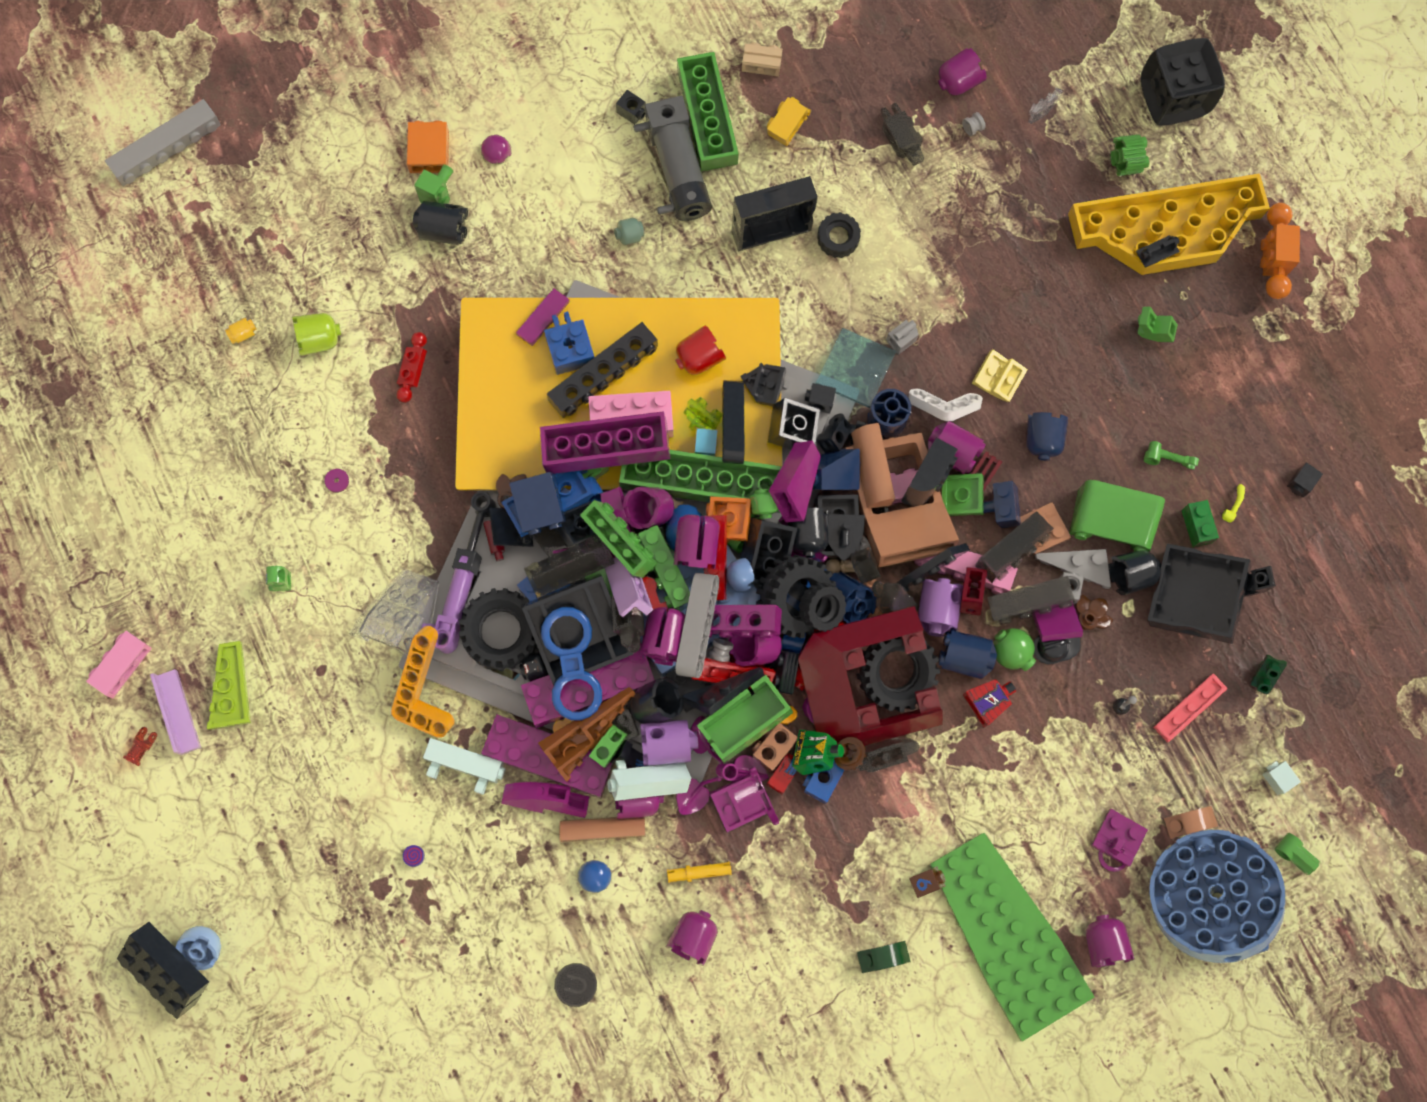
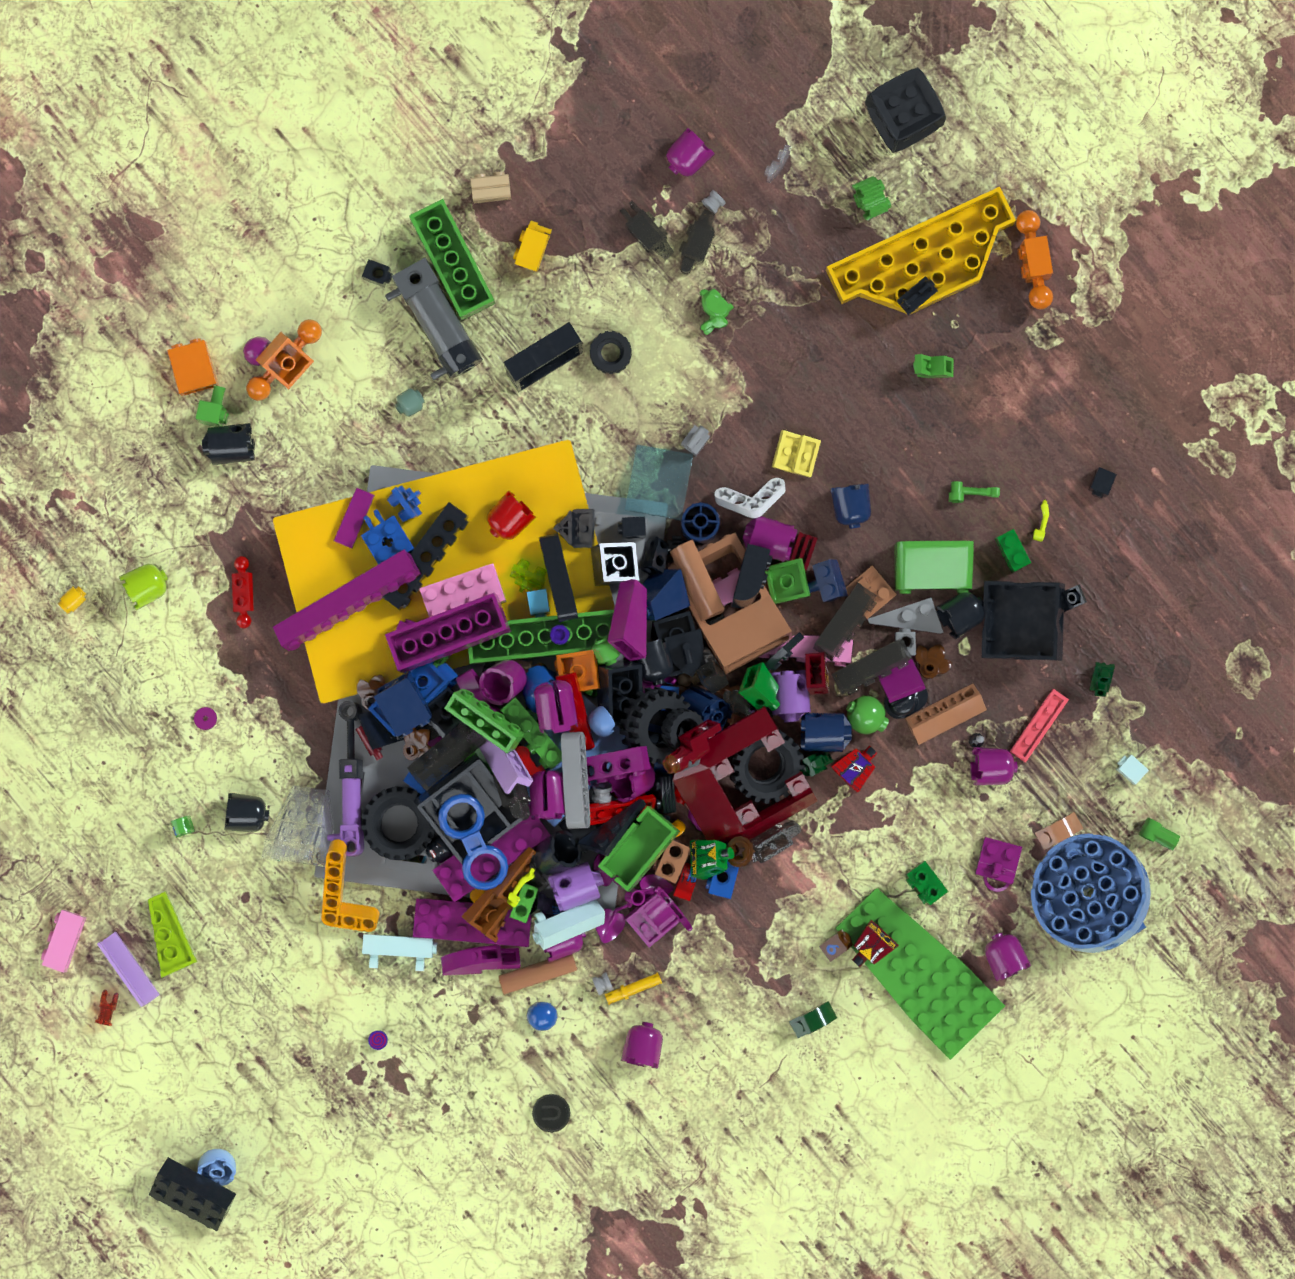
camera: 10 degrees left, 10 degrees up
(345, 581) = (245, 813): none -> black cylinder
(511, 389) = (346, 600): none -> magenta brick
(518, 159) = (284, 360): none -> orange brick
(540, 547) = (418, 741): none -> reddish brown plate
(595, 307) = (408, 500): none -> blue hips
(598, 738) = (513, 899): none -> neon yellow piece
(668, 858) = (602, 983): none -> light grey wheel
(719, 476) = (559, 635): none -> dark purple tile
(829, 626) = (692, 748): none -> dark red plate
(913, 587) = (760, 687): none -> green torso
(949, 157) = (698, 242): none -> clear smoke hinge
(950, 684) = (816, 763): none -> dark green hips
(952, 219) = (716, 308): none -> bright green animal
(968, 891) = (873, 945): none -> torso
(1038, 841) = (926, 883): none -> green brick
(1096, 670) = (946, 714): none -> nougat brick
(1134, 735) = (992, 766): none -> magenta cylinder

